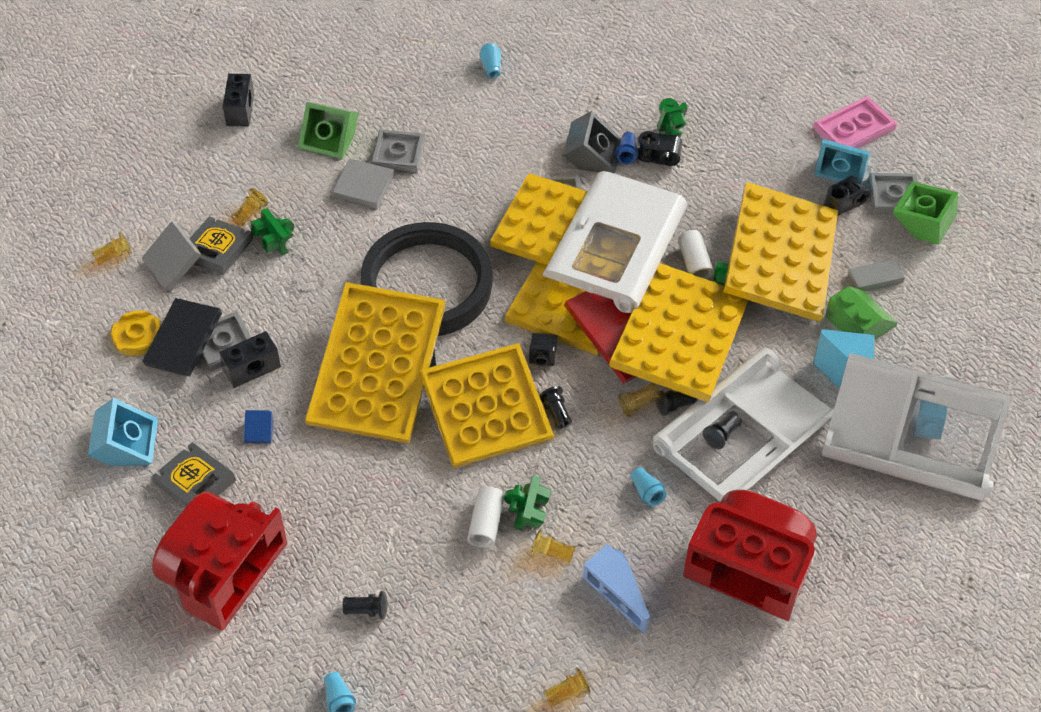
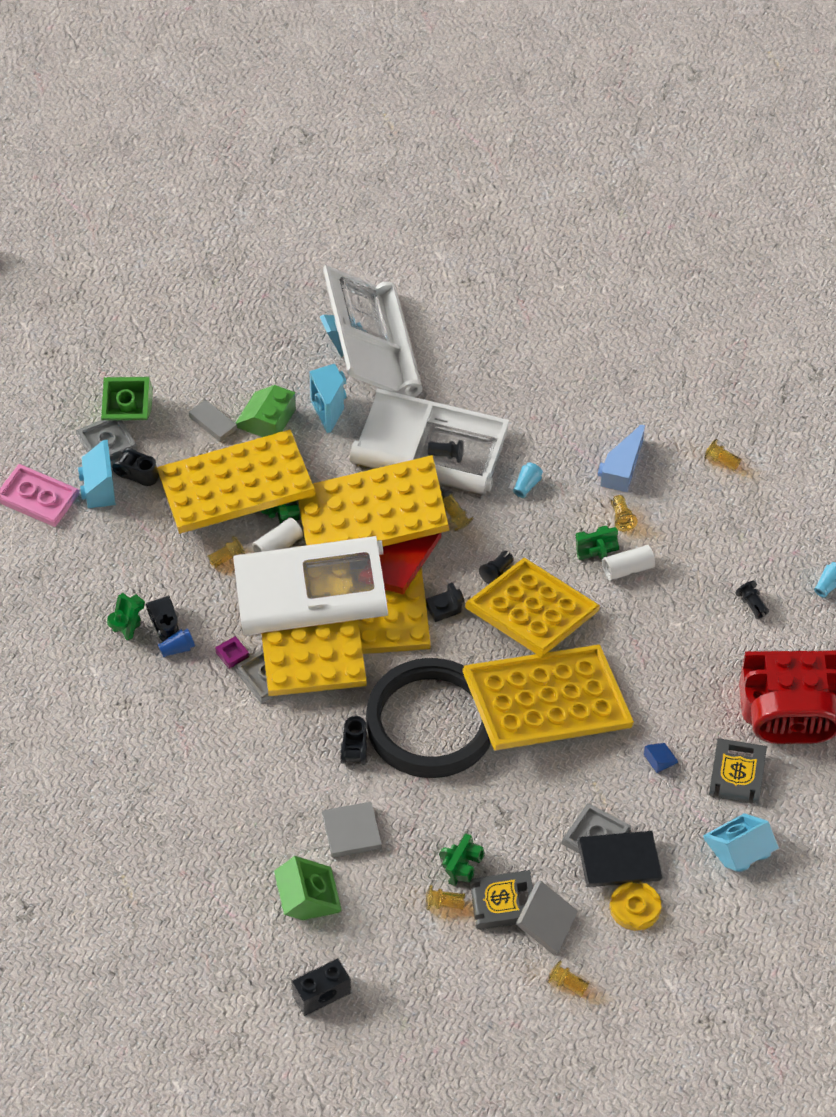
camera: 120 degrees left, 0 degrees up
(250, 359) = (606, 793): black brick -> none
(399, 150) = (292, 824): light grey tile -> none
(440, 212) = (354, 744): none -> black piece
(491, 59) = (125, 805): medium azure cone -> none
(588, 175) = (232, 652): none -> magenta plate
(592, 144) = (193, 670): dark grey slope -> none
(705, 220) = (226, 553): none -> clear yellow pin
(752, 551) = (549, 378): red brick -> none

